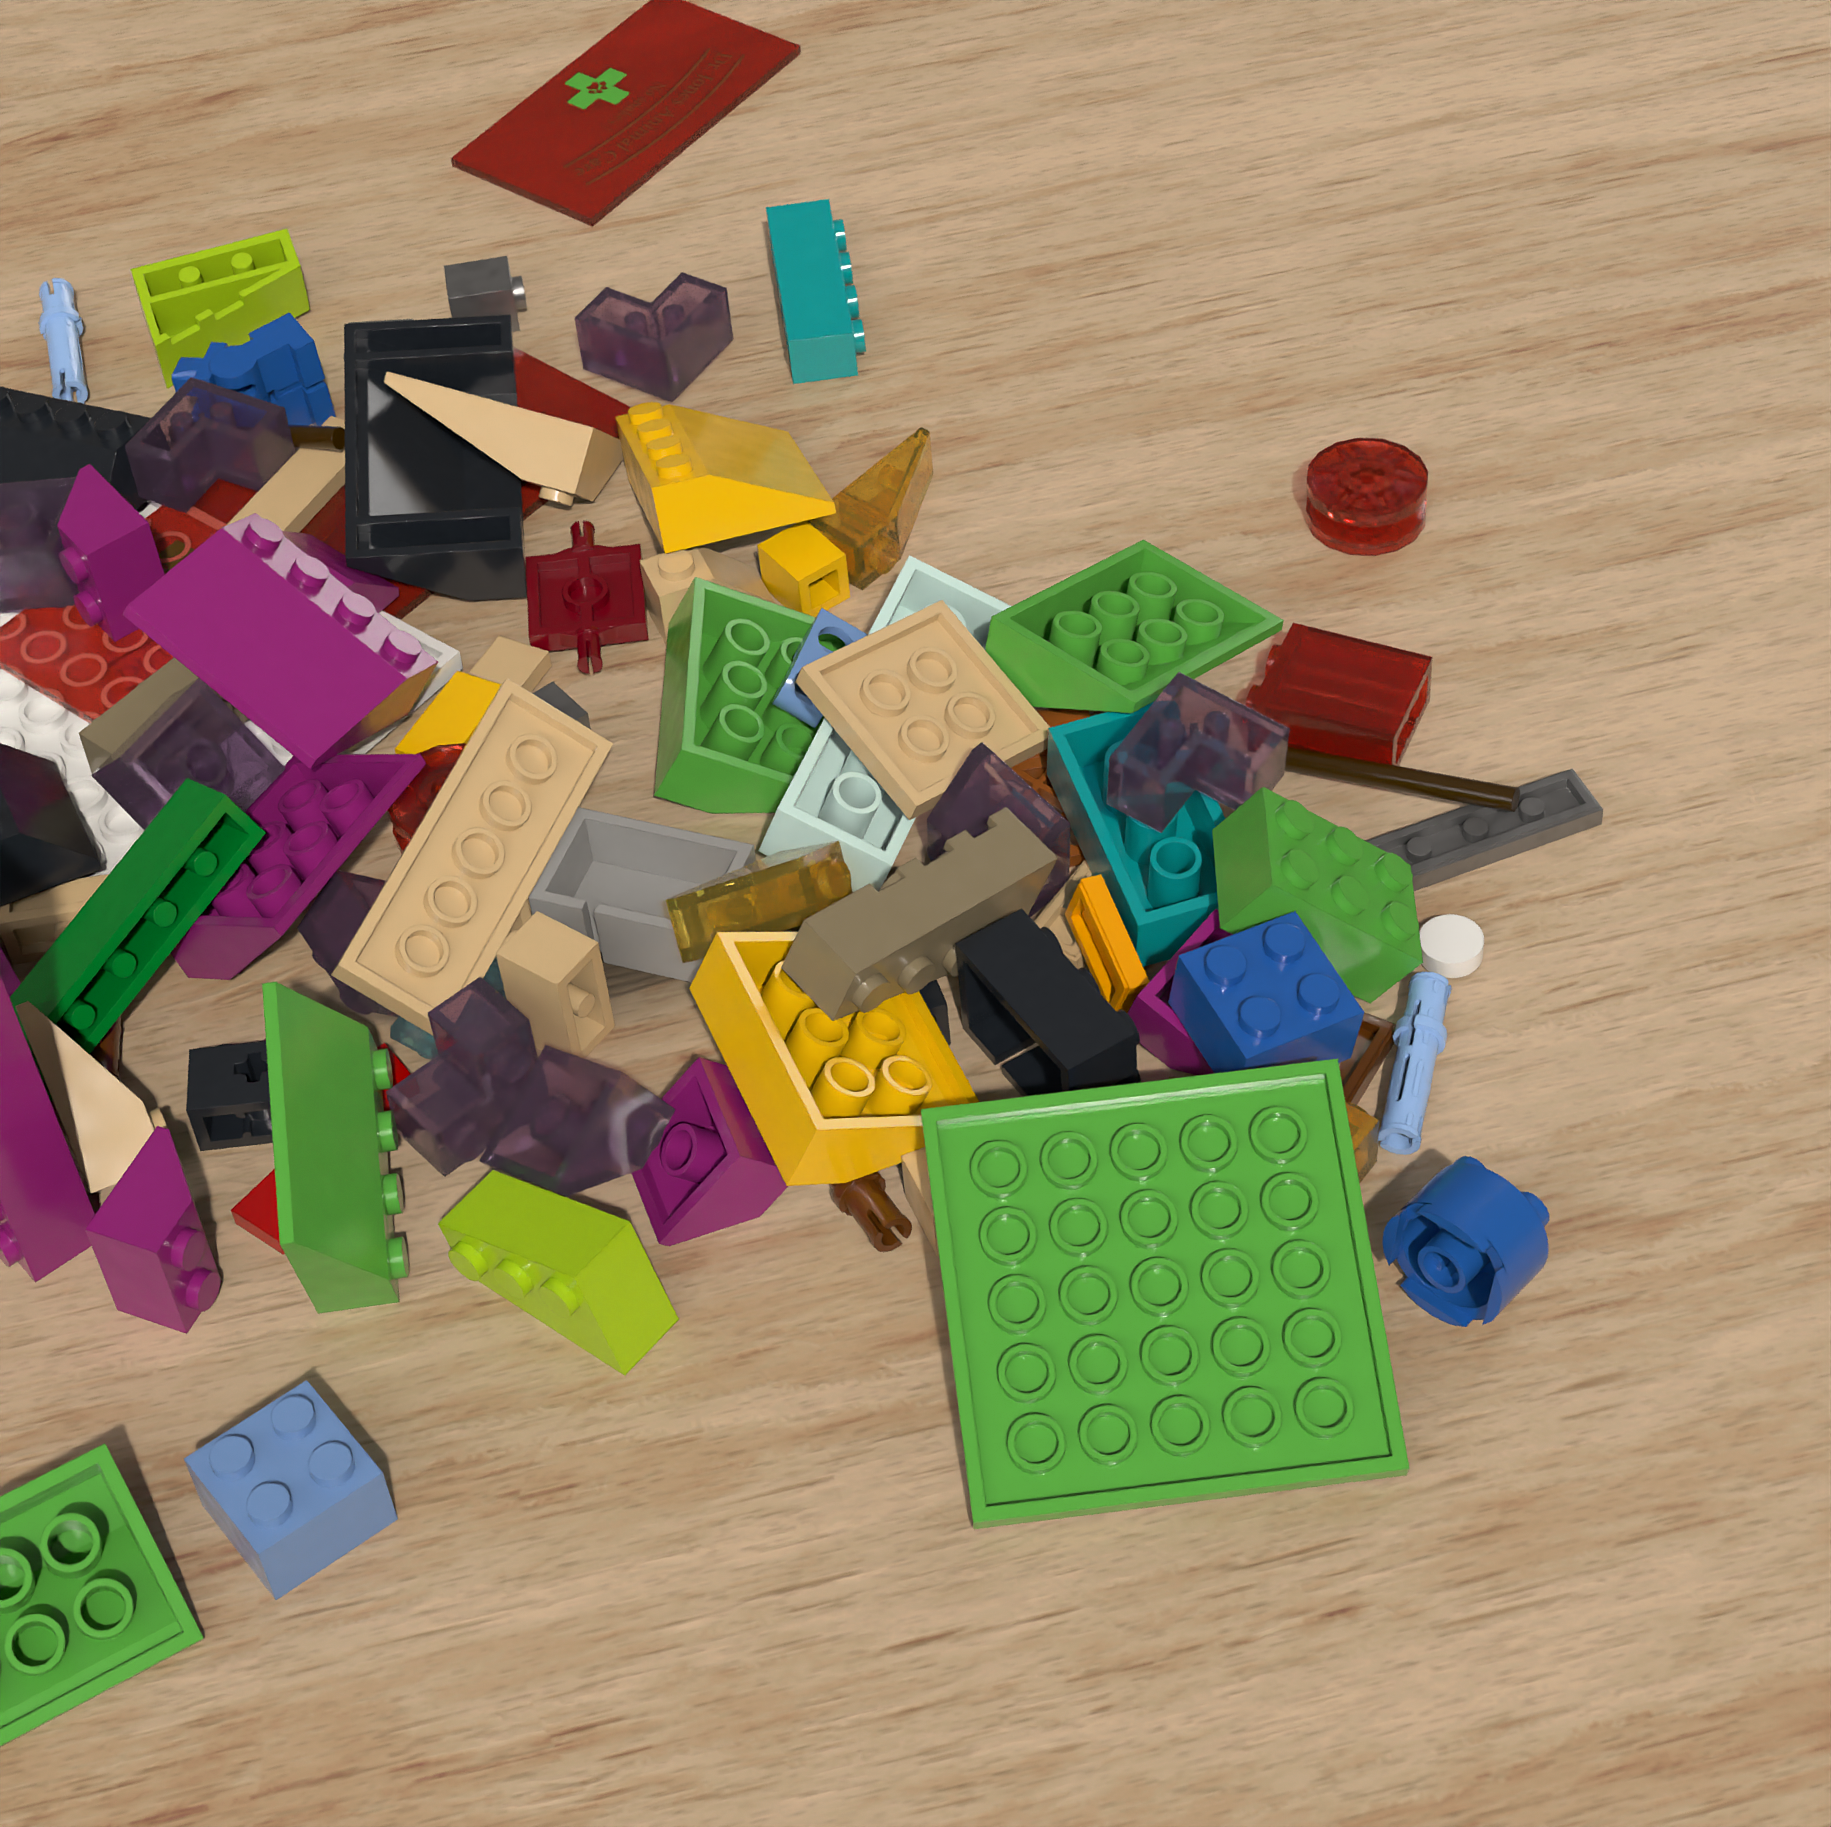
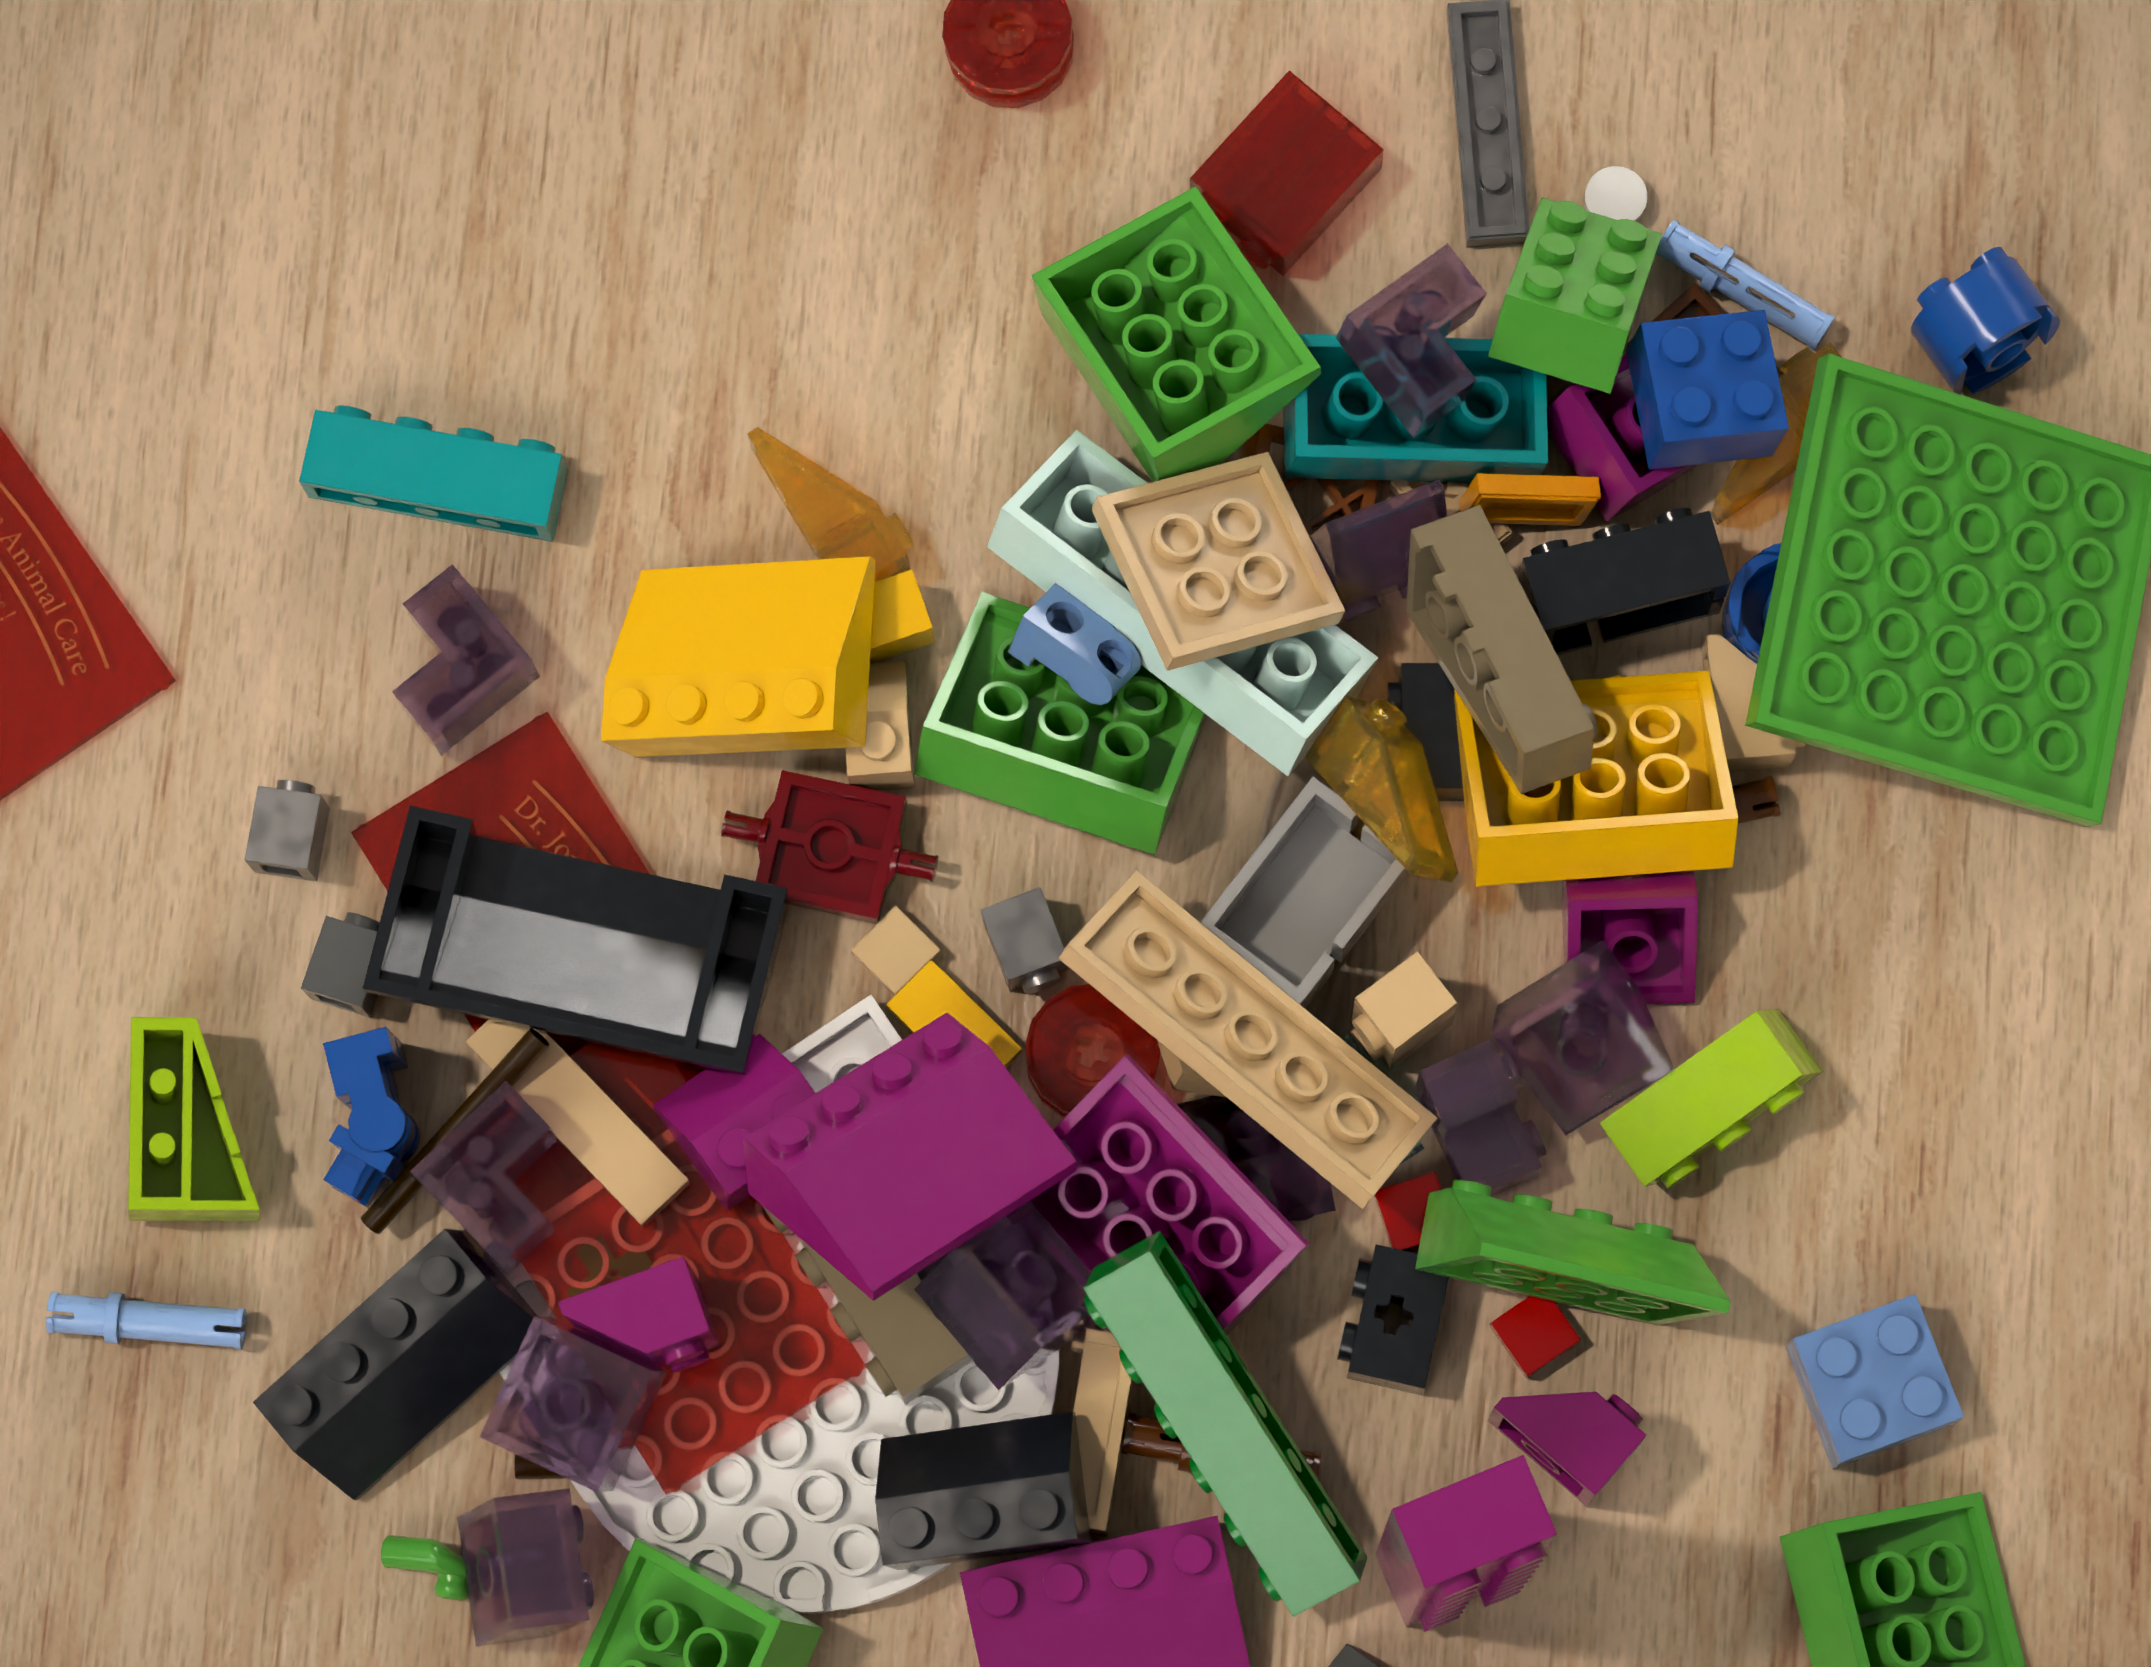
camera: 70 degrees left, 30 degrees up
(97, 1111) = (1394, 1468): tan slope -> none
(536, 447) = (605, 830): tan wedge -> none
(1402, 779) = (1401, 164): dark brown bar -> none

